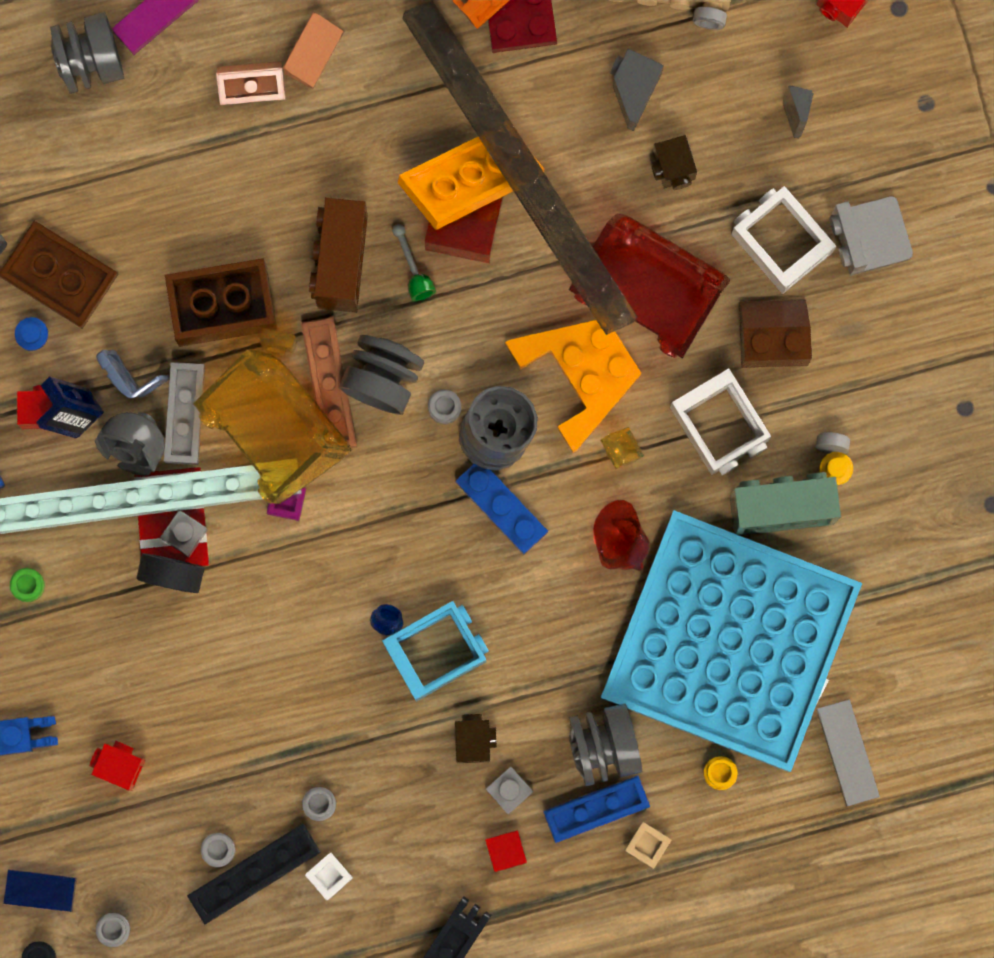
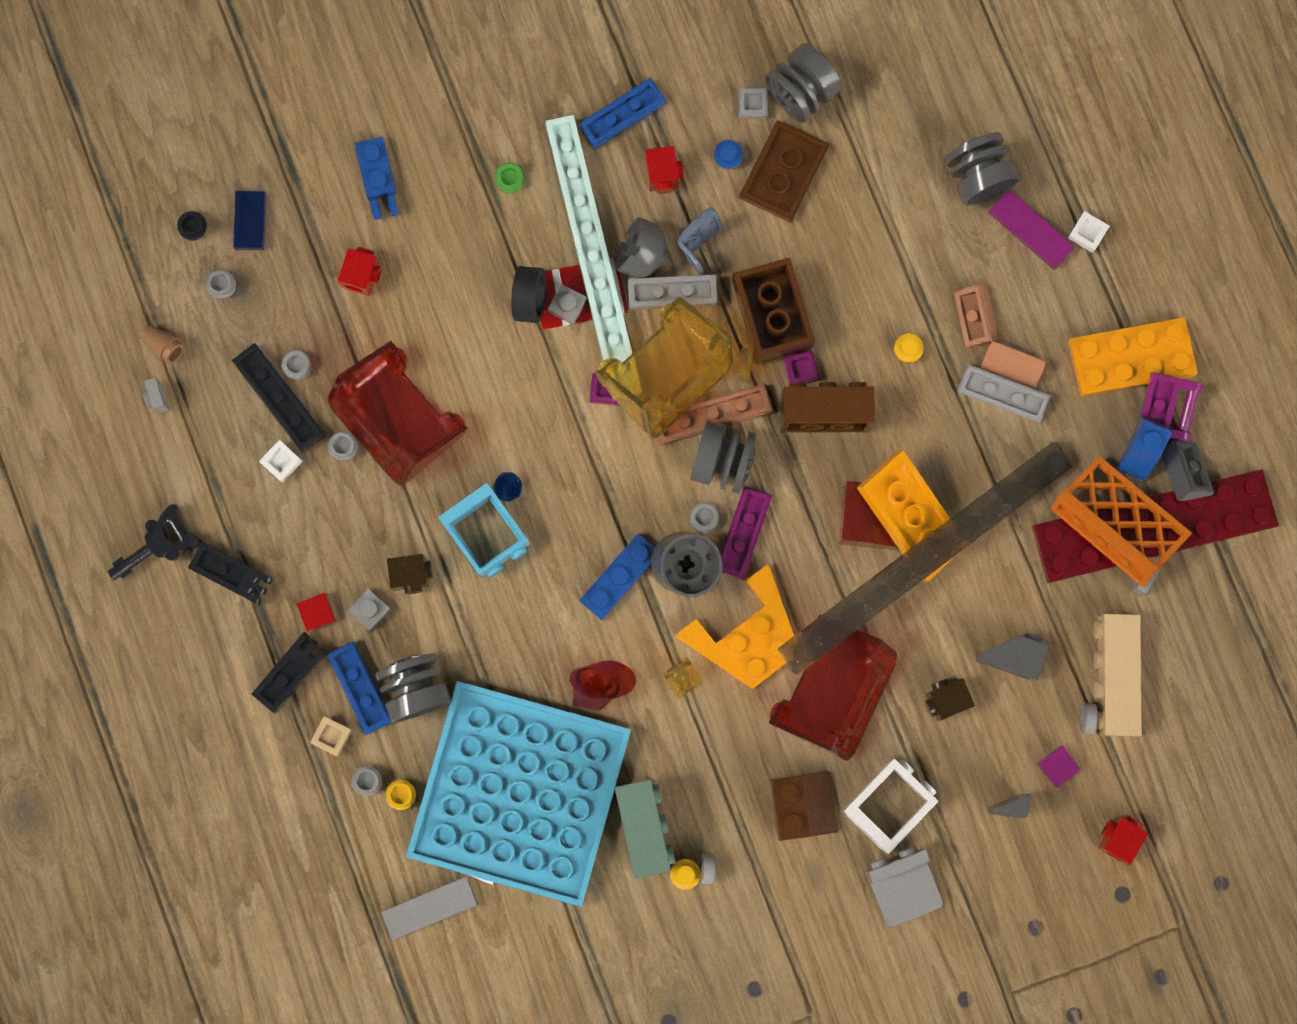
camera: 85 degrees right, 0 degrees up
(72, 408) = (666, 192): clear blue panel -> none
(279, 160) = (908, 348): none -> yellow plate
(288, 281) = (801, 367): none -> magenta tile
(292, 742) = (392, 414): none -> clear red windscreen
(341, 63) = (1003, 393): none -> light grey tile
(420, 285) = (810, 483): hinge -> none
(464, 362) = (744, 532): none -> magenta tile
(573, 887) = (288, 674): none -> black hinge
(701, 809) = (367, 781): none -> light grey plate
(703, 393) = (738, 745): white window -> none
(757, 56) = (1058, 766): none -> magenta tile

